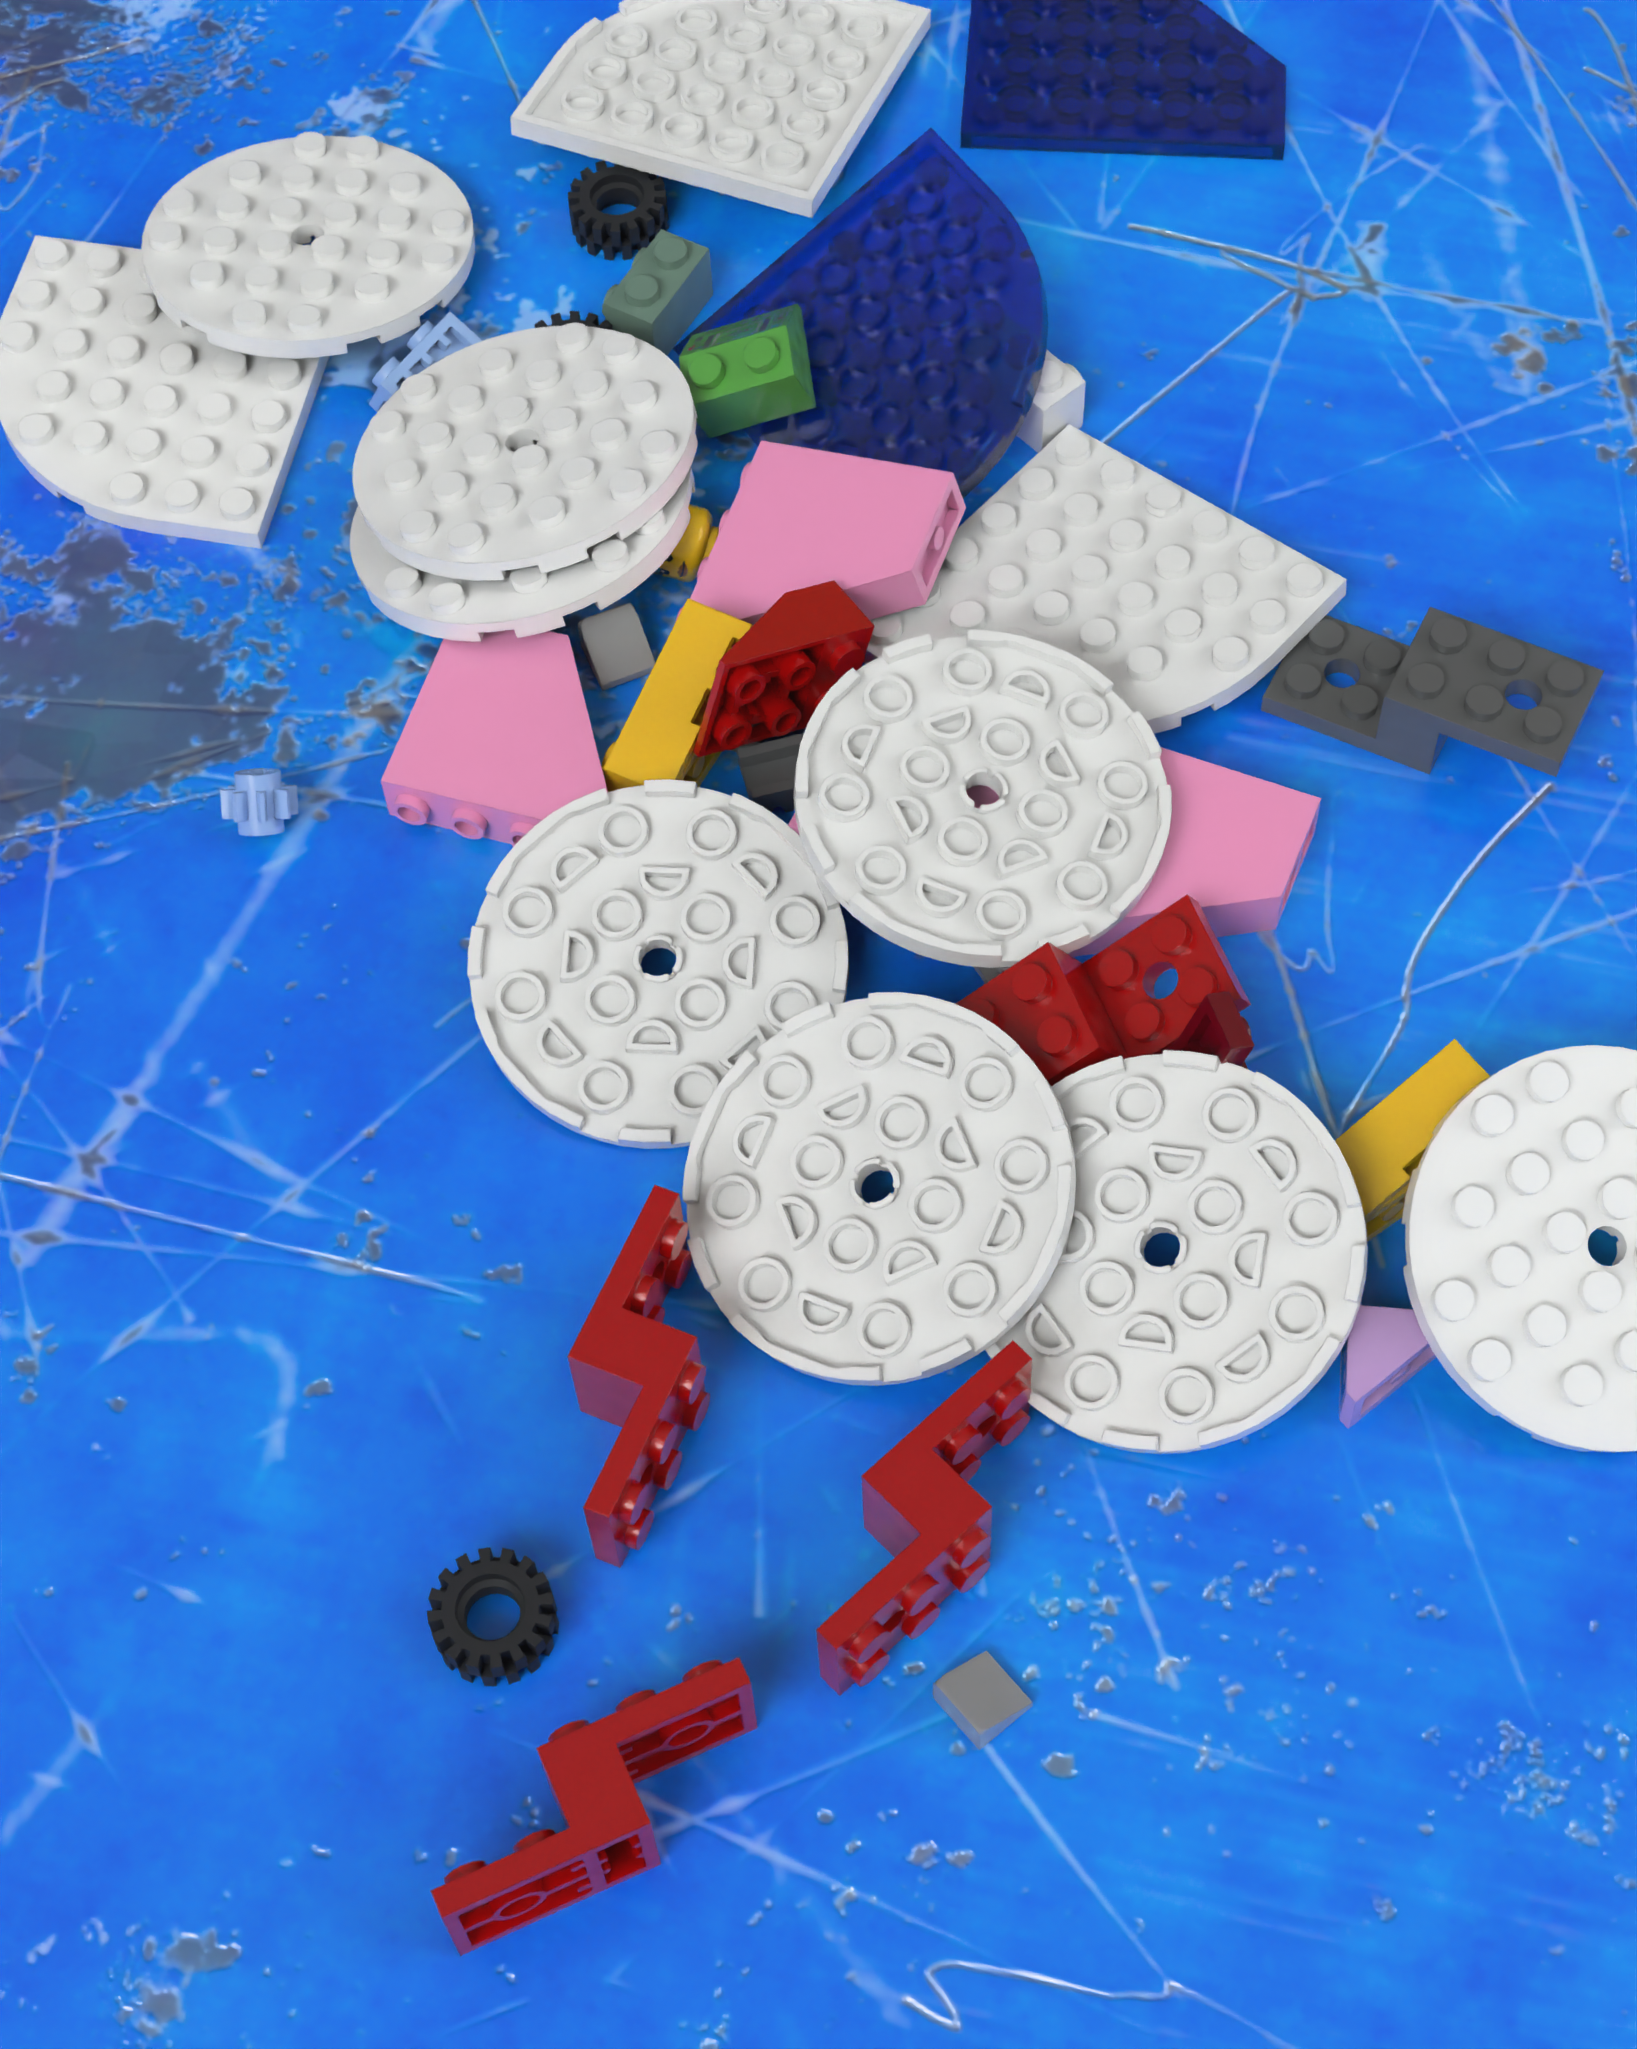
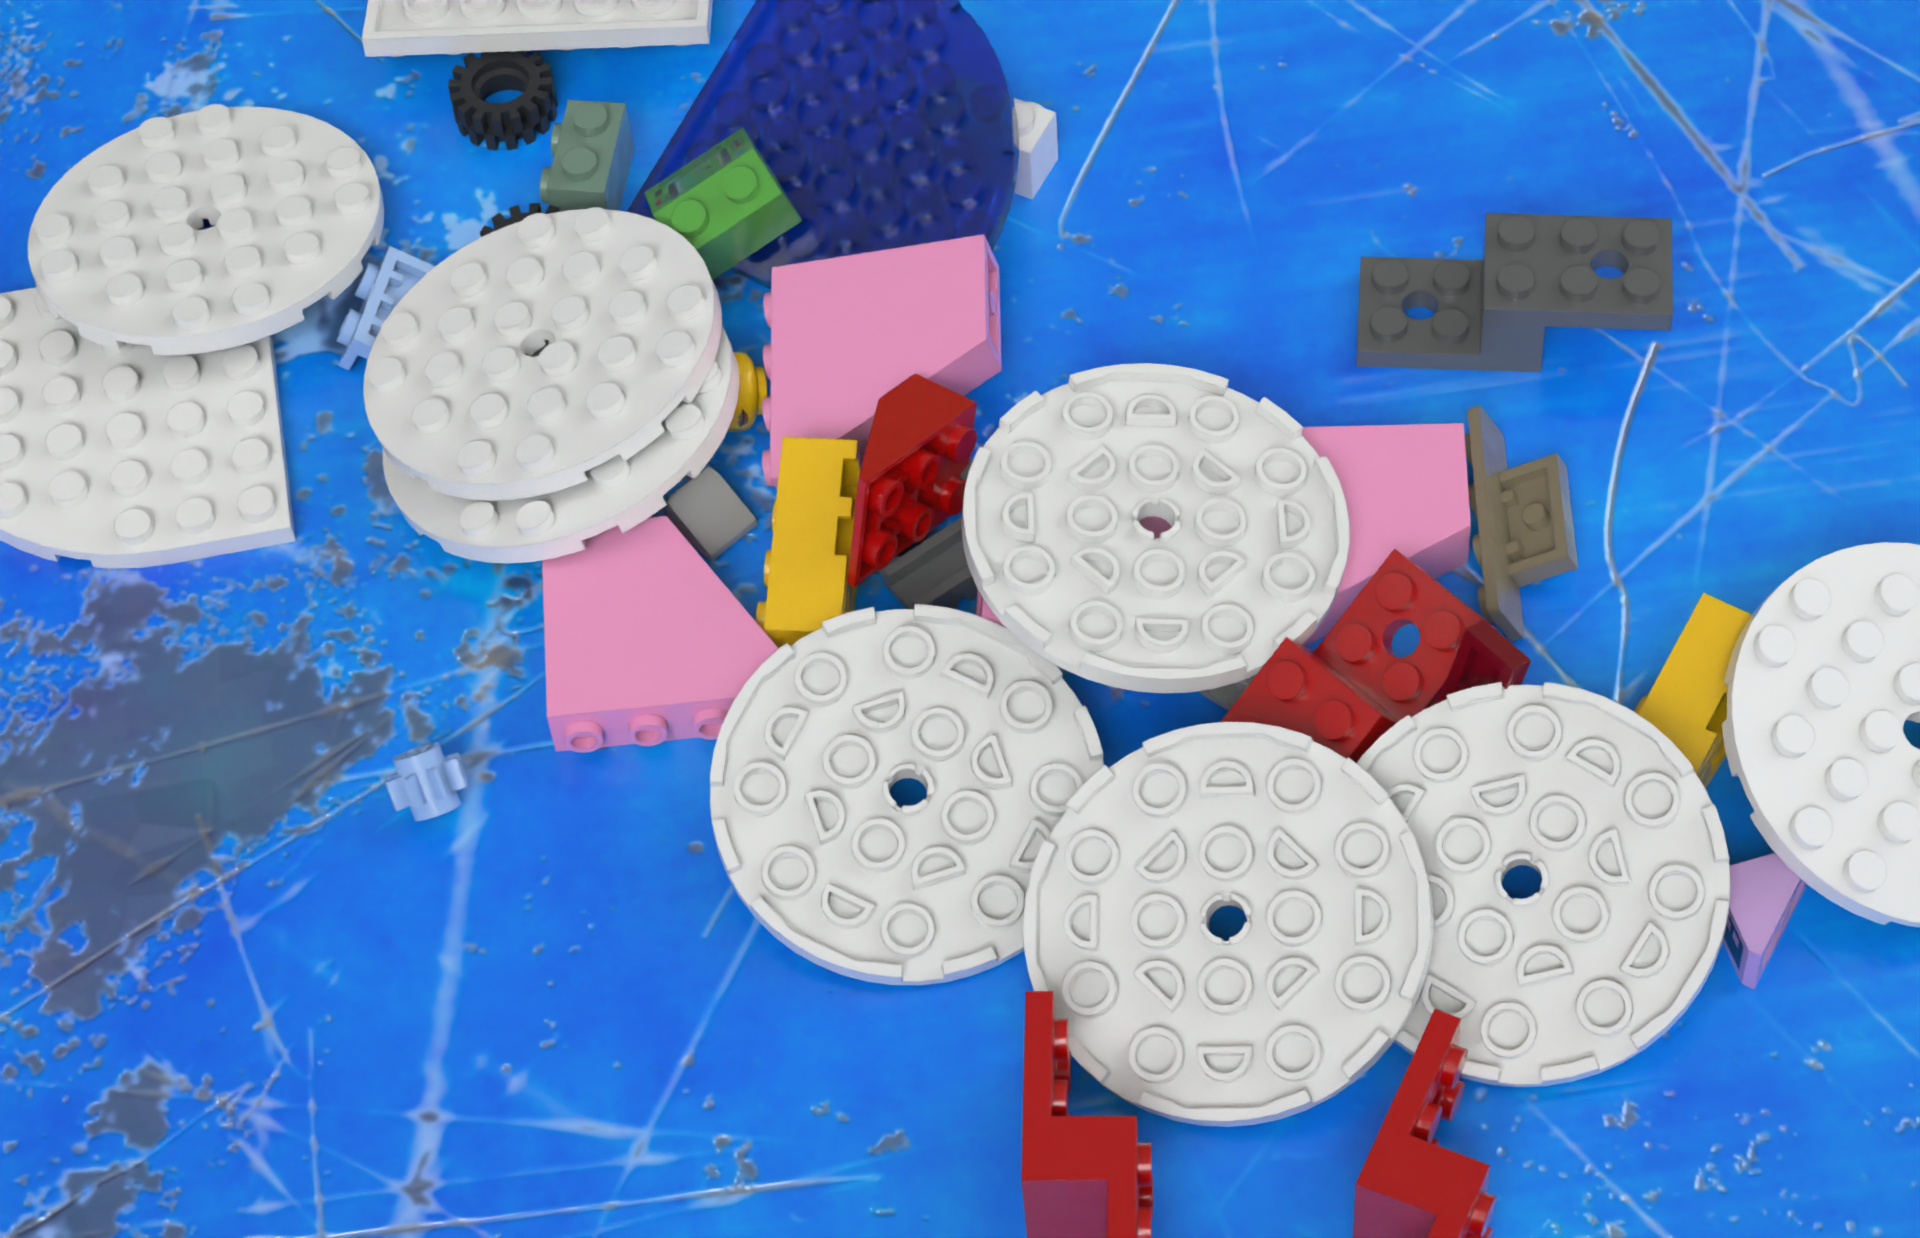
camera: 20 degrees left, 5 degrees down
(1126, 577) = (1175, 277): white plate -> none
(1333, 909) = (1521, 522): none -> dark tan bracket

